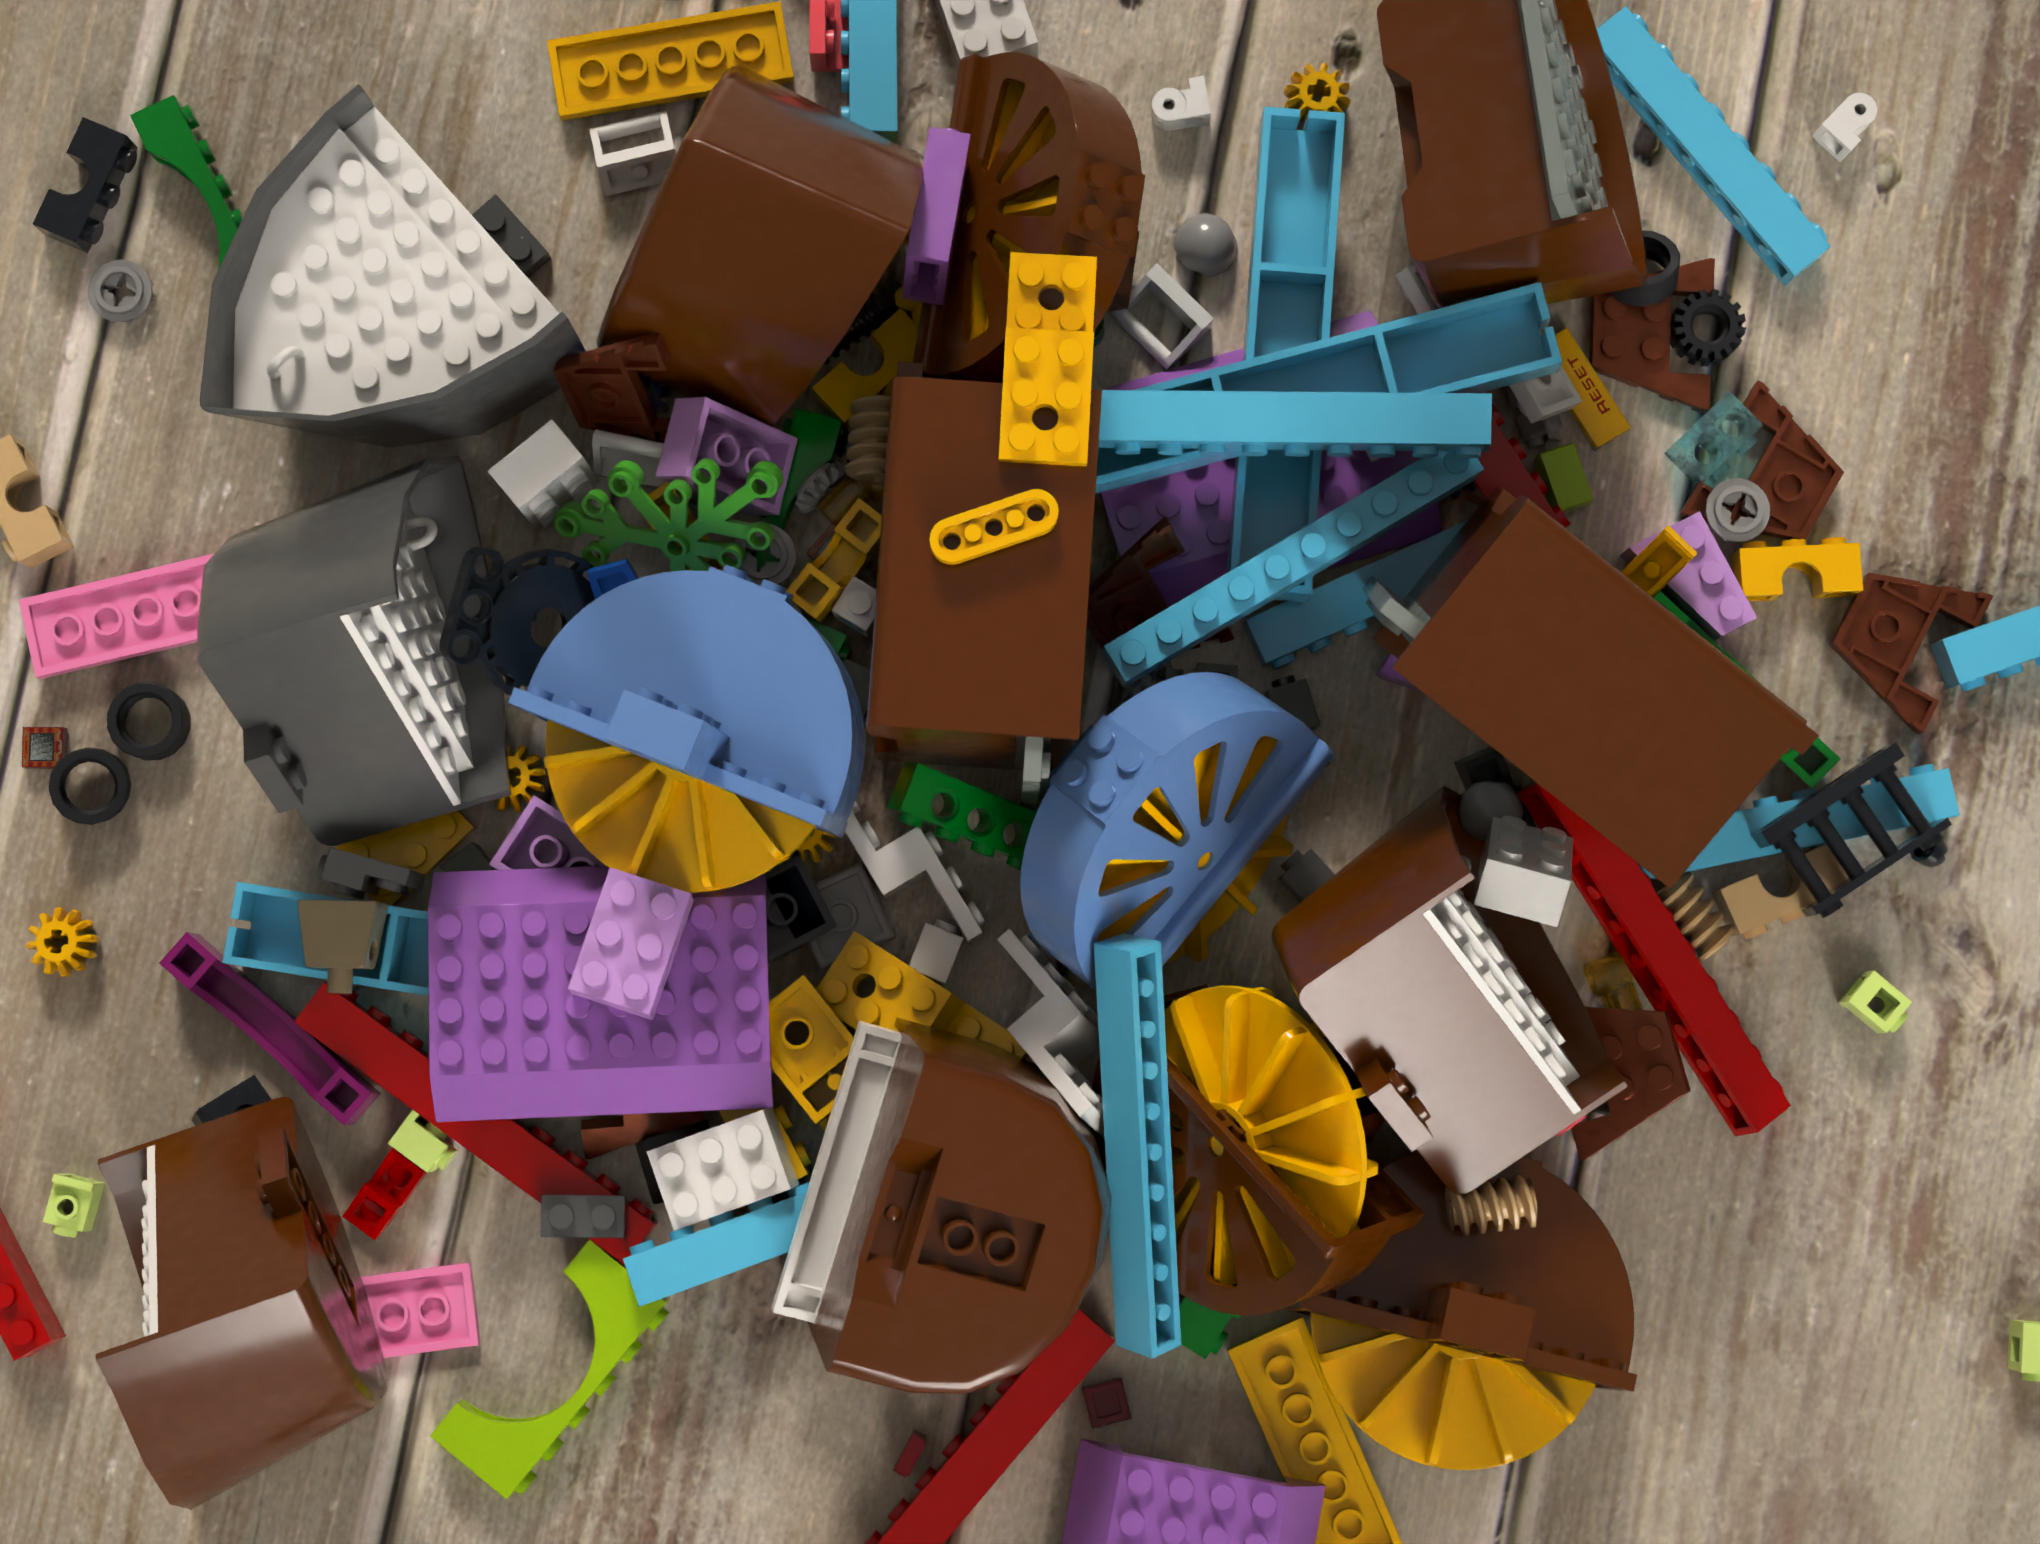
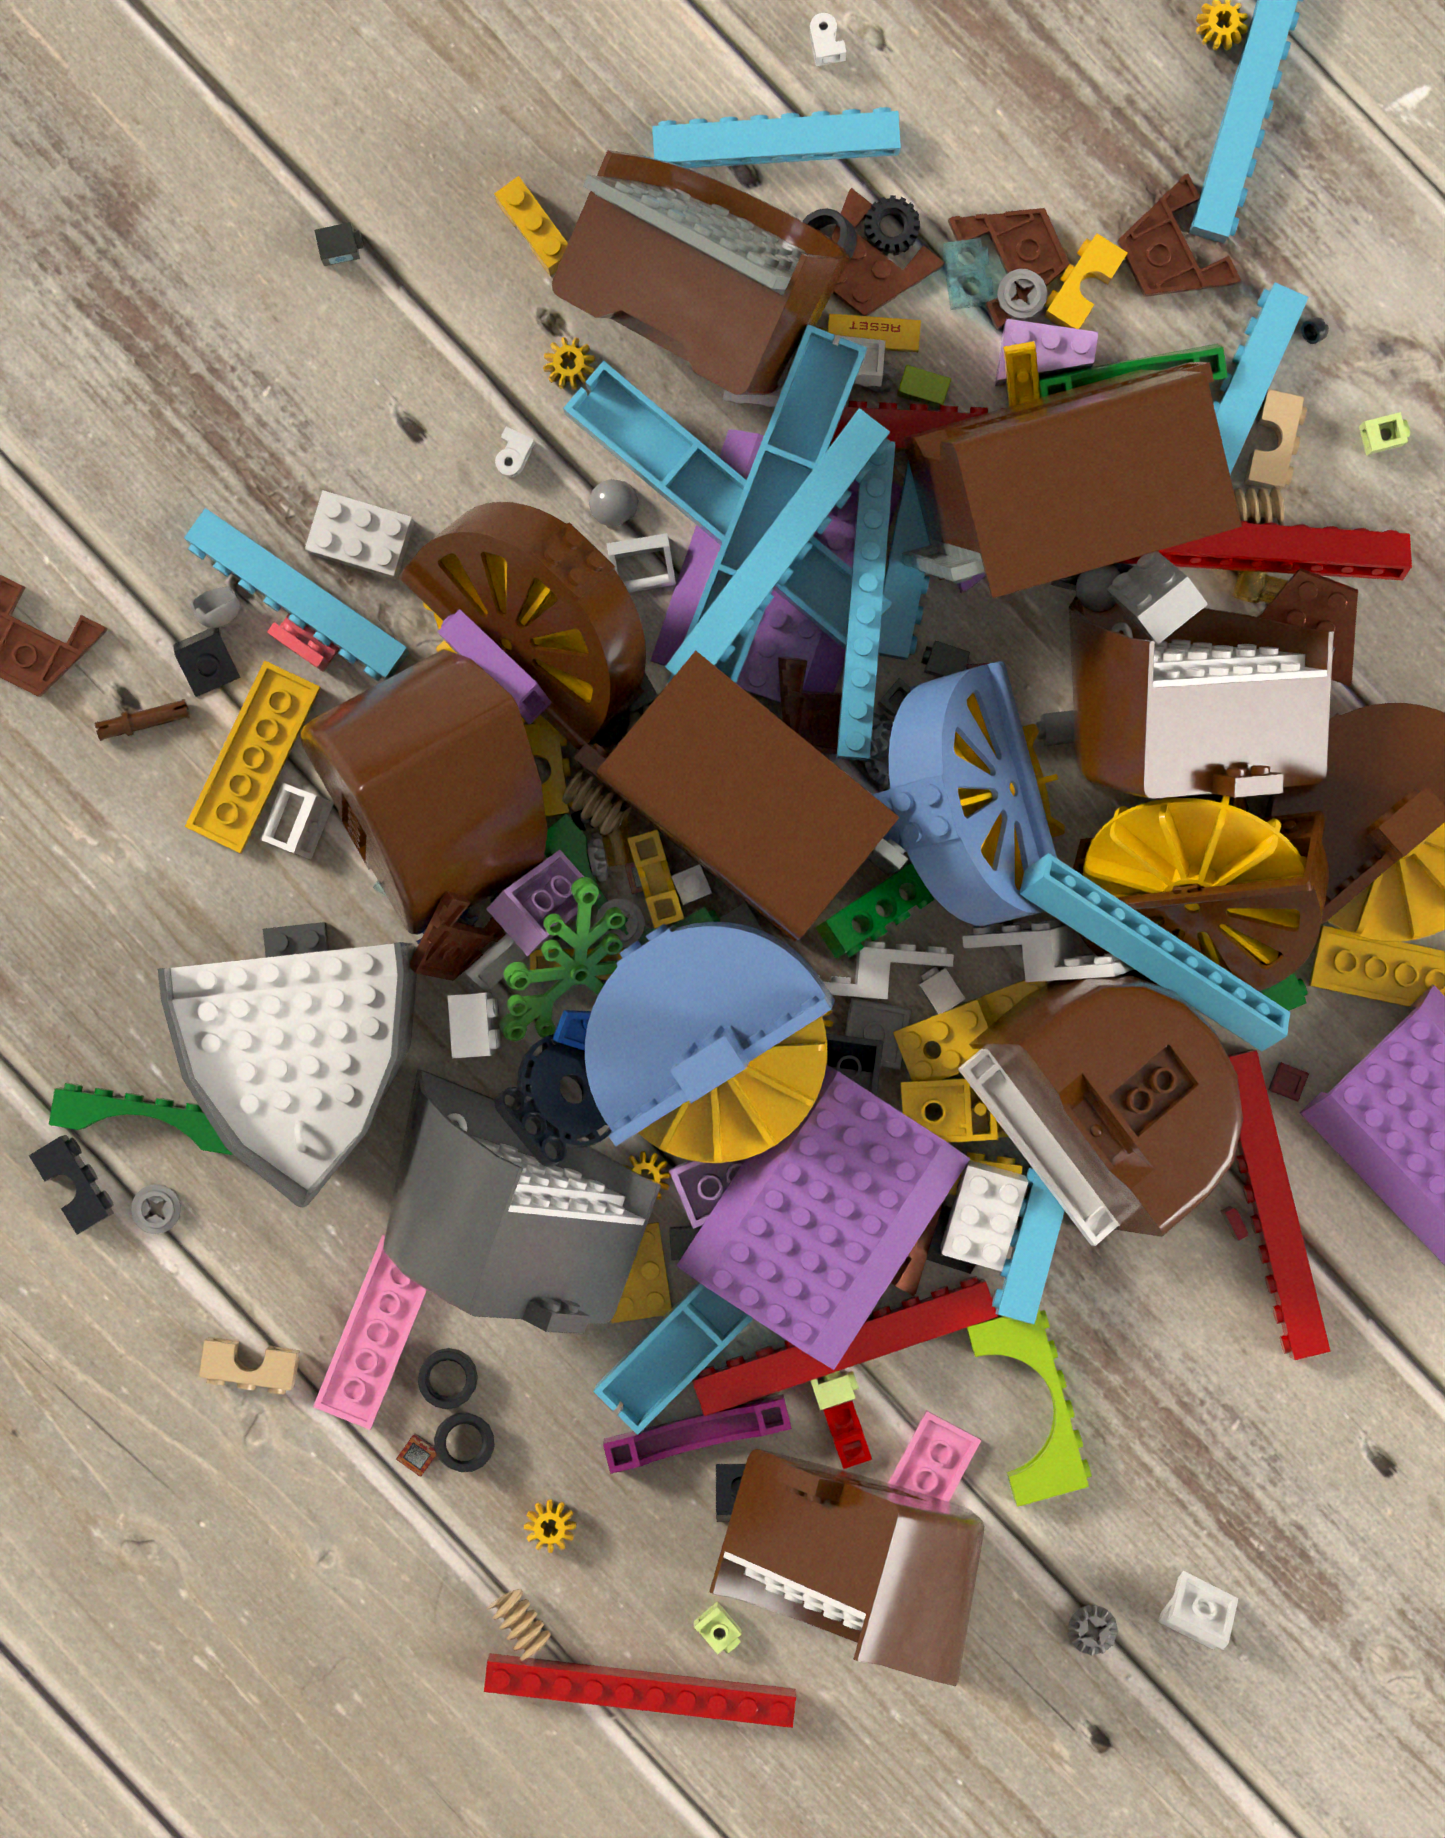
camera: 50 degrees left, 5 degrees up
(341, 938) = (677, 1350): dark tan torso -> none
(358, 875) = (642, 1313): dark grey plate -> none
(583, 1216) = (951, 1320): dark grey plate -> none
(631, 943) = (814, 1174): lavender brick -> none
(1009, 512) = (738, 761): yellow plate -> none
(1048, 359) = (651, 668): yellow bracket -> none
(1493, 1205) = (1343, 762): tan piece -> none
(1815, 813) = (1245, 356): black fence -> none

